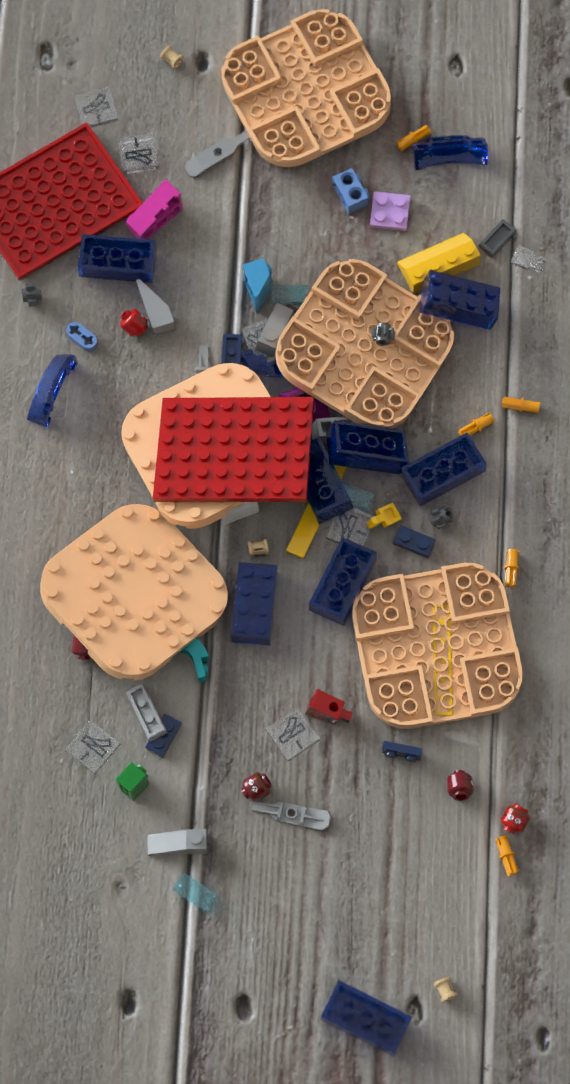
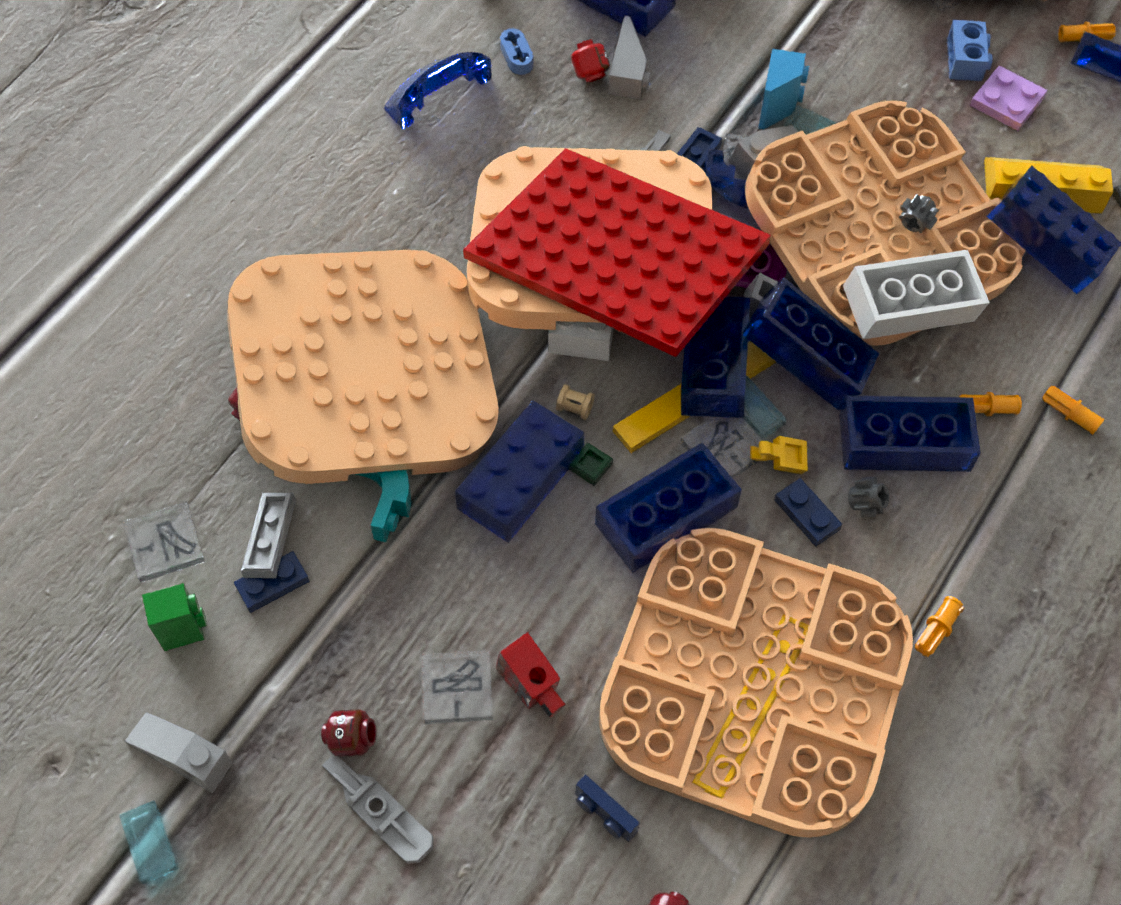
camera: 25 degrees right, 10 degrees down
(286, 578) = (590, 464): none -> dark green tile
(408, 389) = (915, 294): none -> white brick

